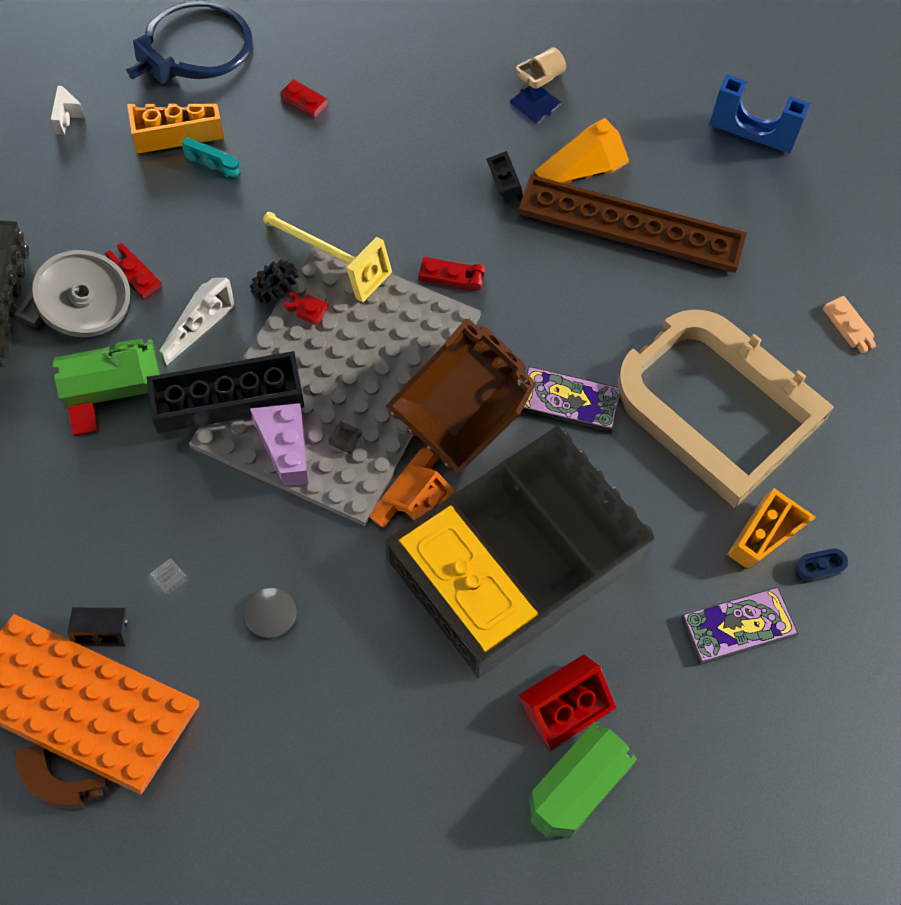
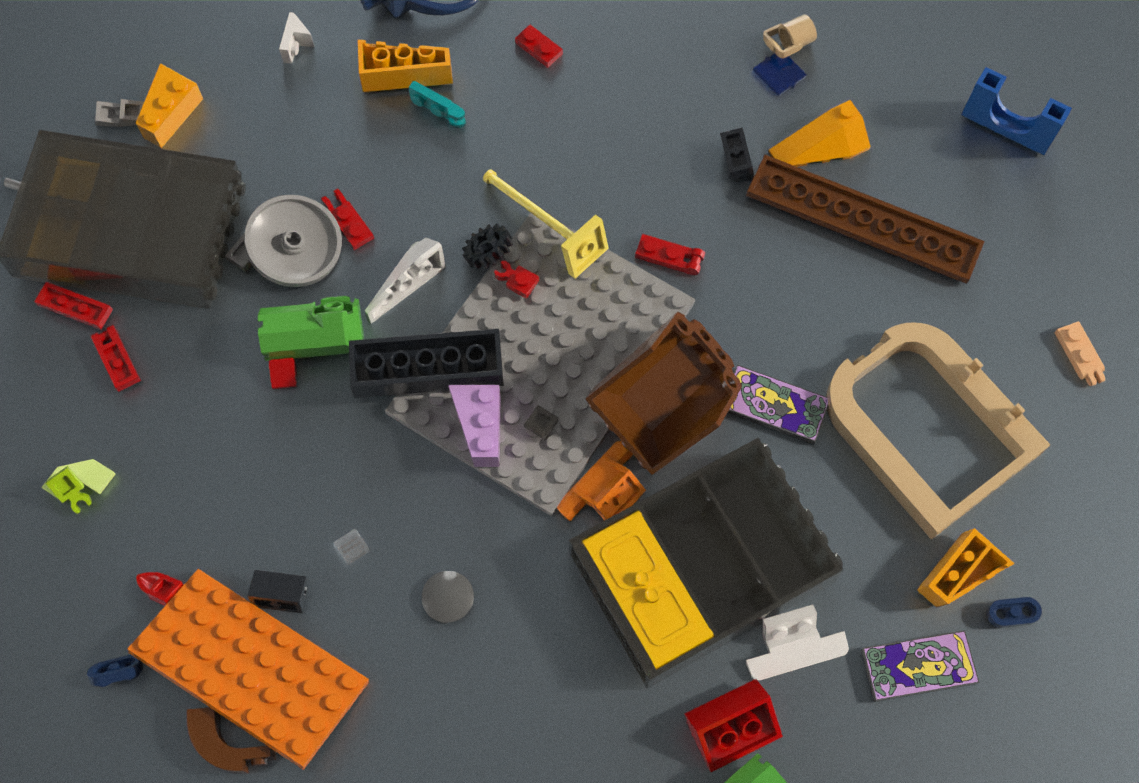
camera: 10 degrees right, 5 degrees up
(616, 618) = (794, 644): none -> white plate

